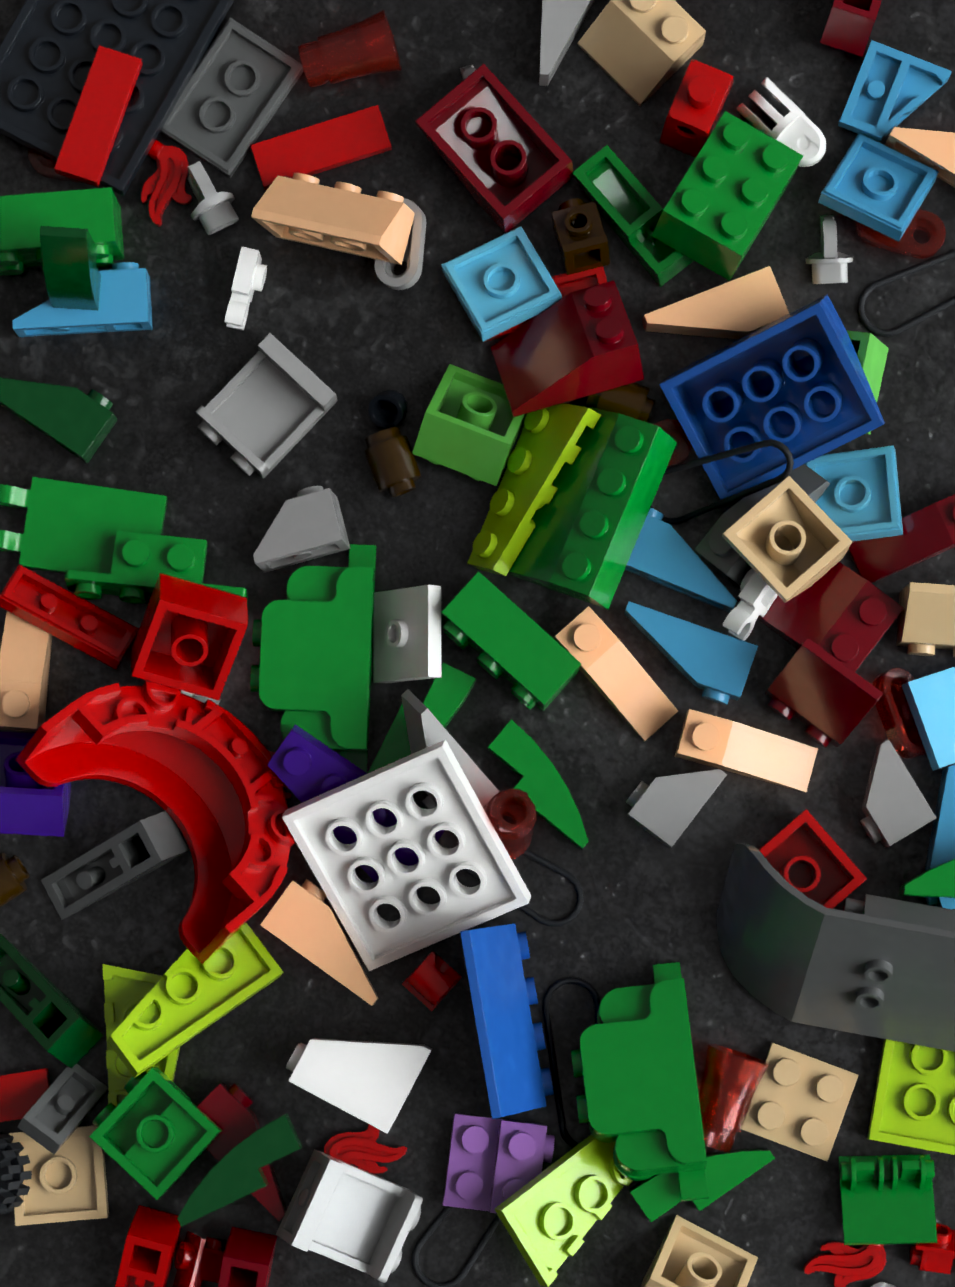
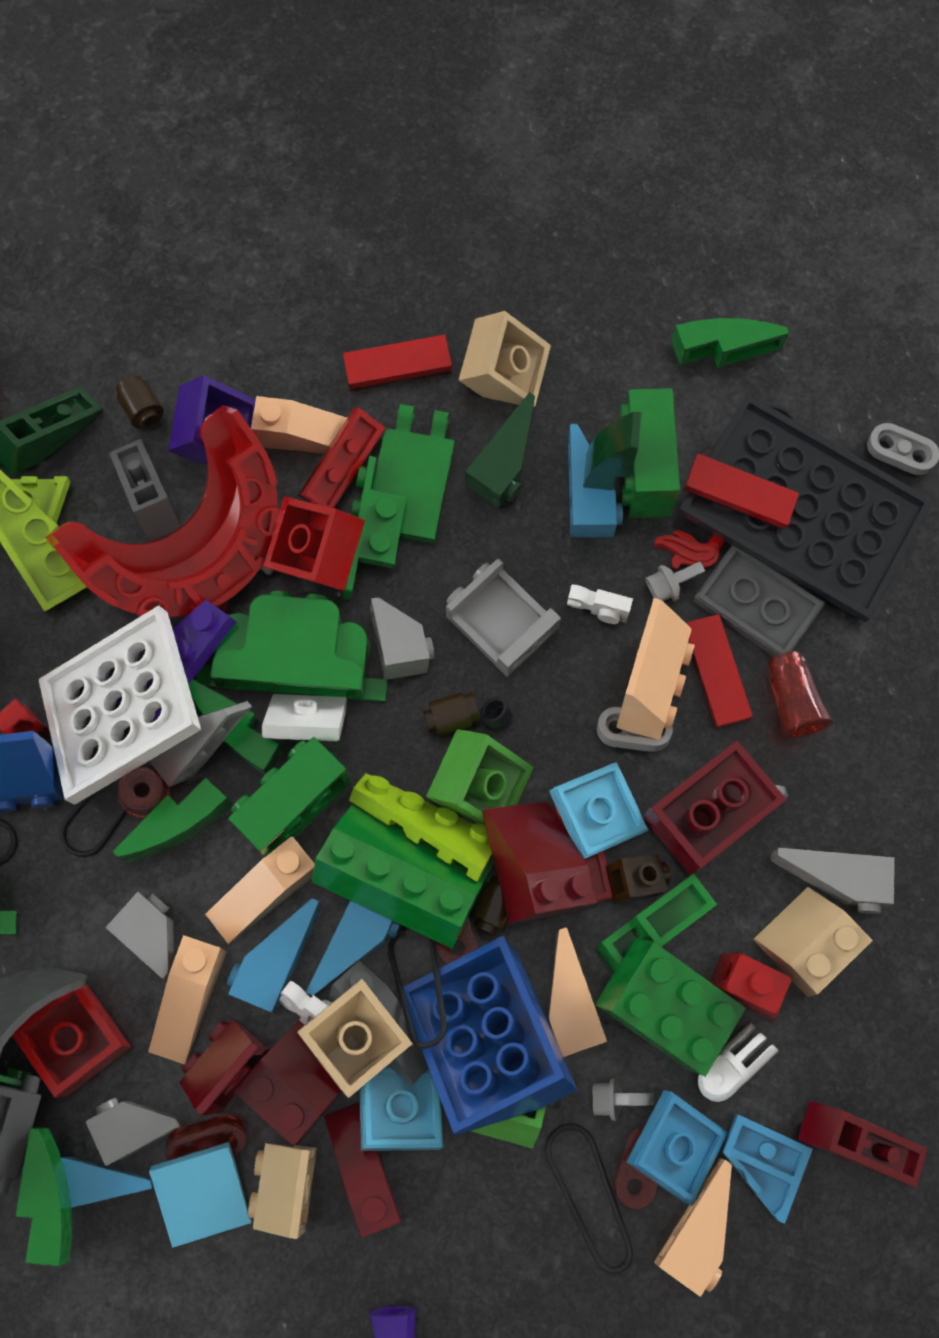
camera: 90 degrees right, 10 degrees down
(314, 932) = (68, 635): light nougat slope -> none

